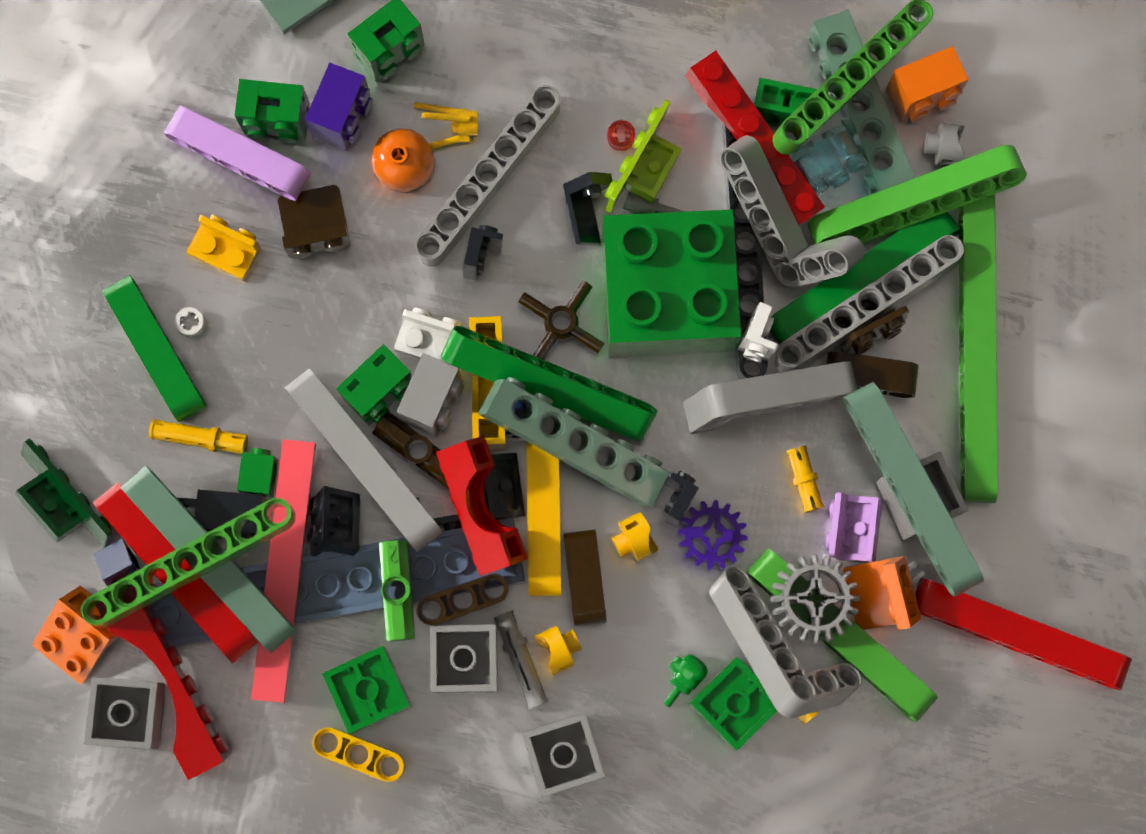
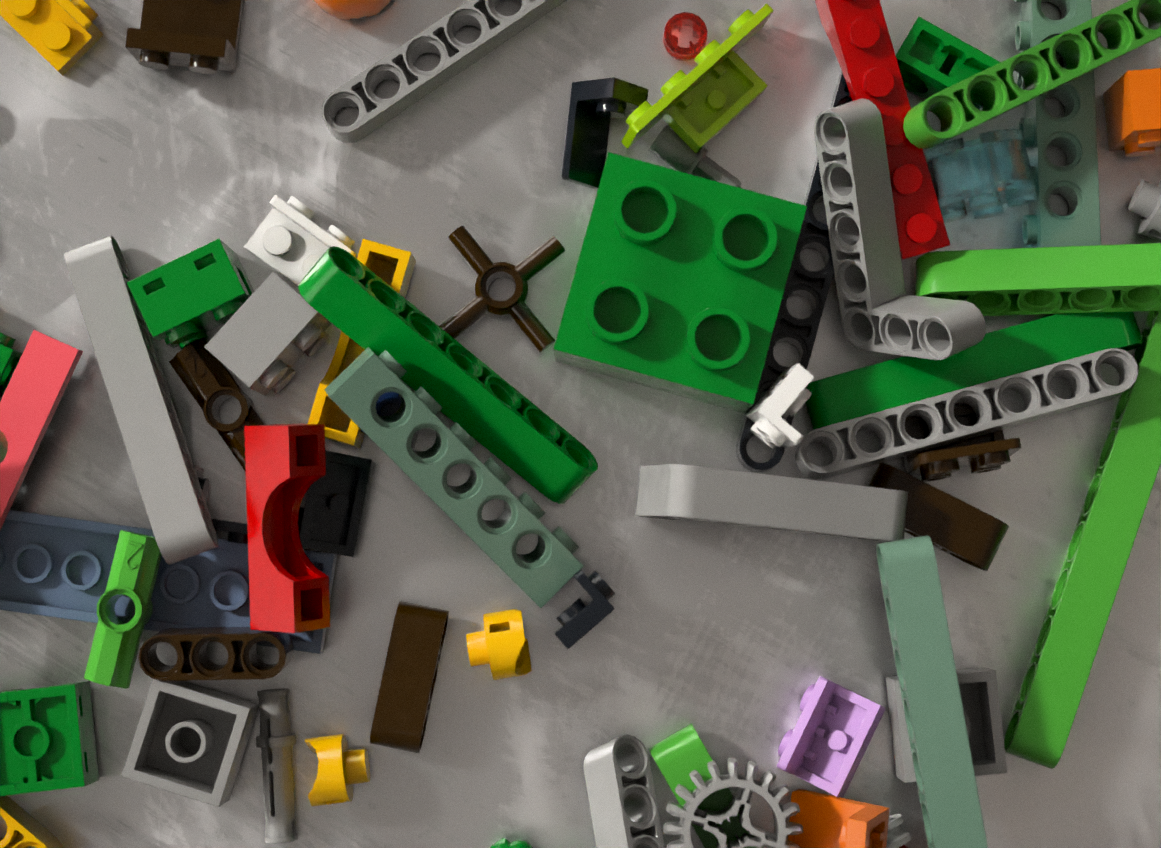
camera: 25 degrees right, 5 degrees up
(334, 521) = (71, 475): black bracket -> none
(480, 242) = (404, 147): black bracket -> none
(543, 523) = (374, 580): yellow beam -> none
(727, 536) = (637, 687): dark purple gear -> none
(805, 479) = (783, 639): yellow pin -> none

